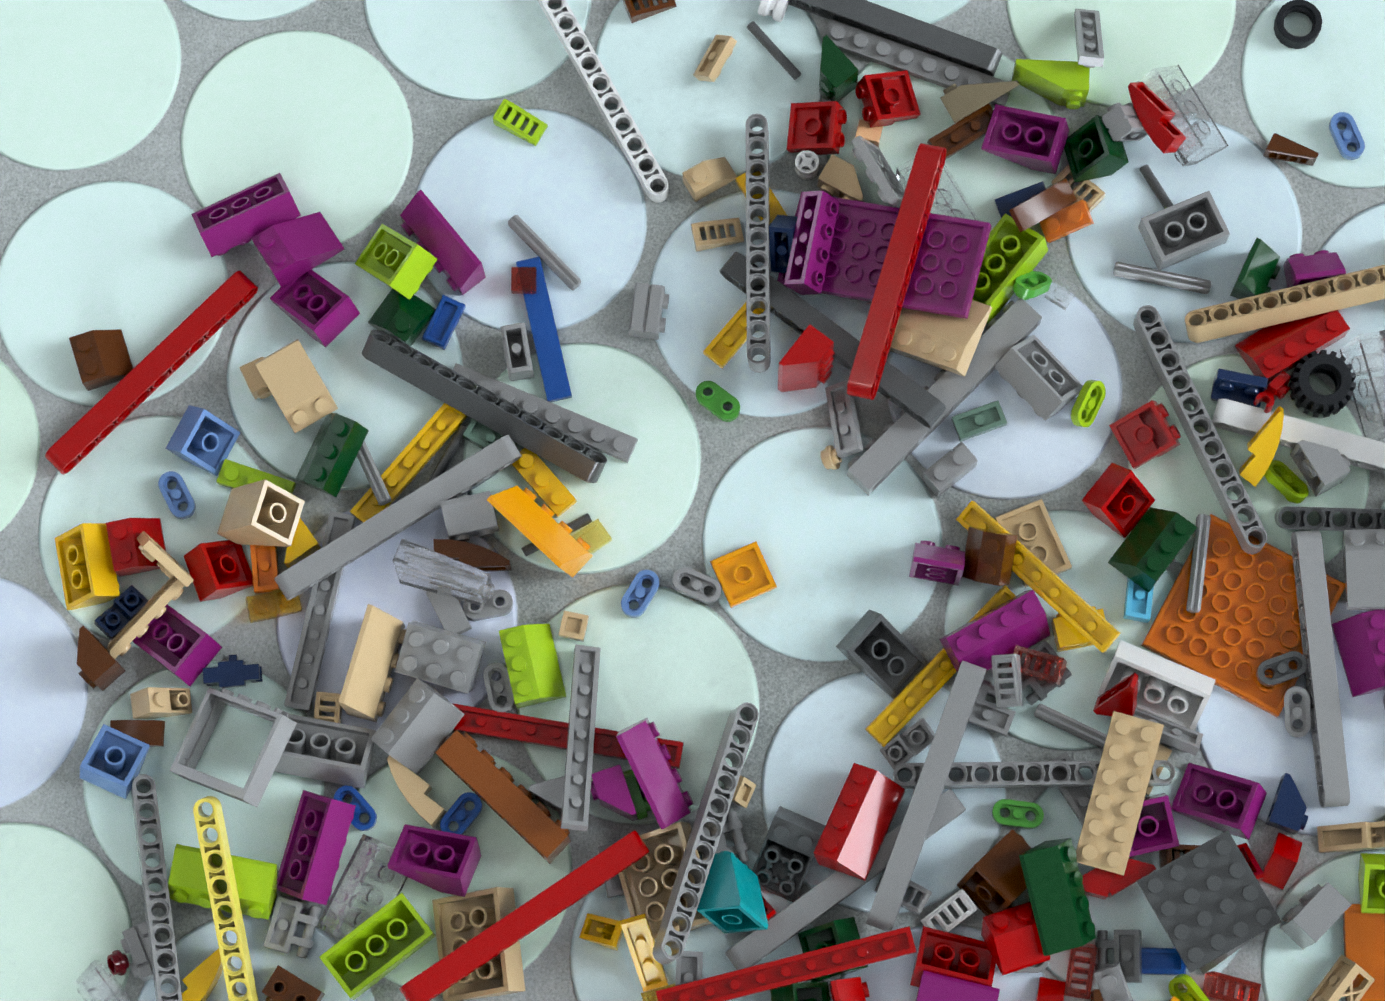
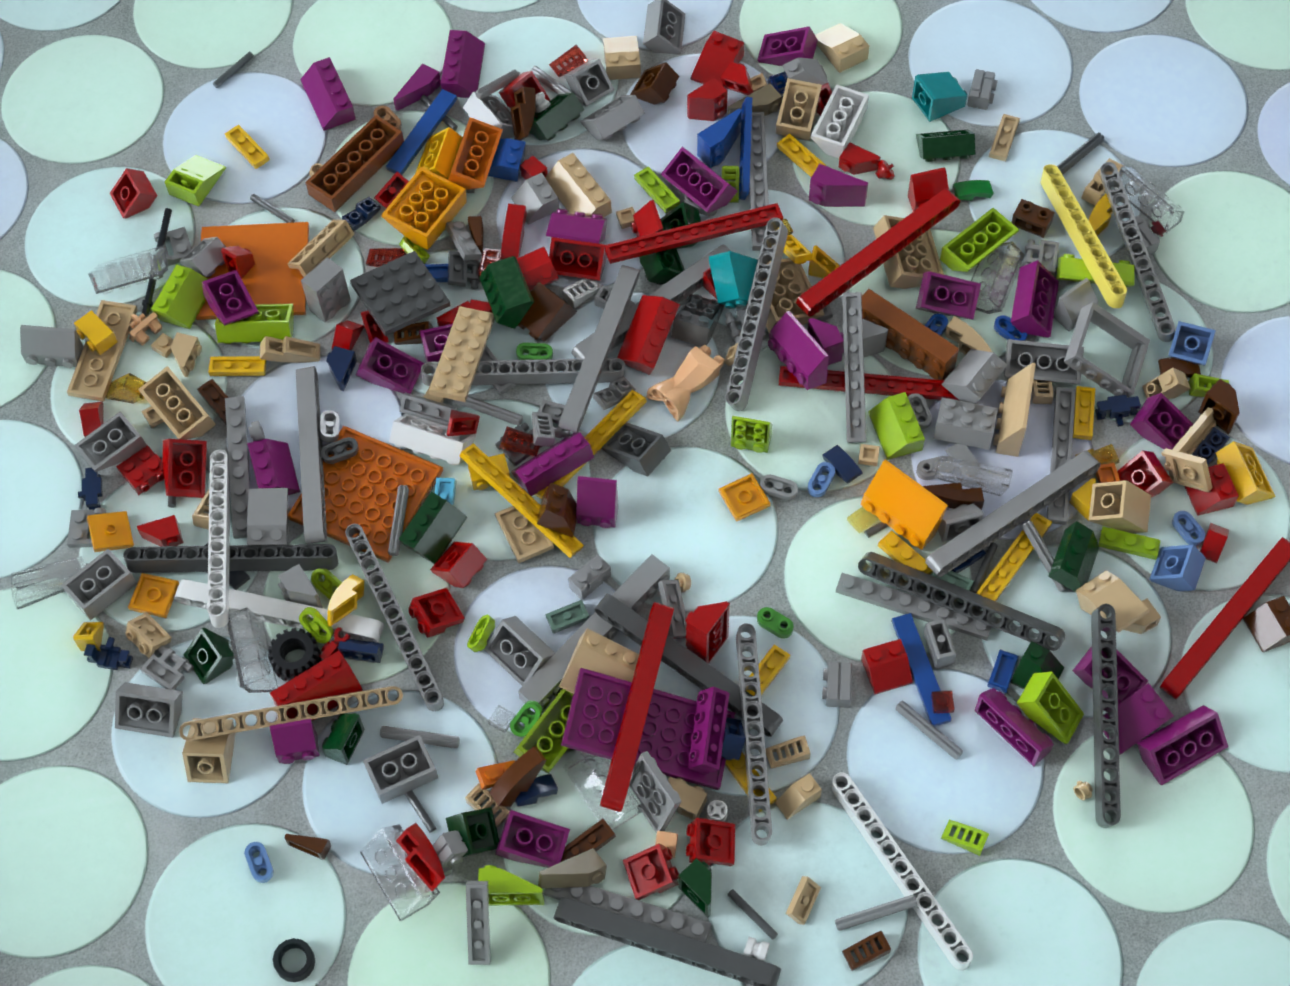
camera: 175 degrees right, 15 degrees down
(119, 703) = (1197, 384): none -> lime slope
(145, 477) = (1214, 542): none -> red slope
(259, 832) = (1072, 301): none -> light grey slope
(279, 670) = (1084, 413): none -> yellow plate
(335, 249) = (1100, 723): none -> dark grey beam
(373, 168) = (1083, 790): none -> tan plate
(586, 332) = (887, 666): none -> red slope
(610, 613) = (843, 463): none -> dark blue slope
(631, 36) = (876, 912): none -> light grey axle
(727, 657) = (750, 434): none -> lime slope
(800, 762) = (693, 374): none -> light nougat hips
(1298, 411) = (316, 624): none -> lime plate

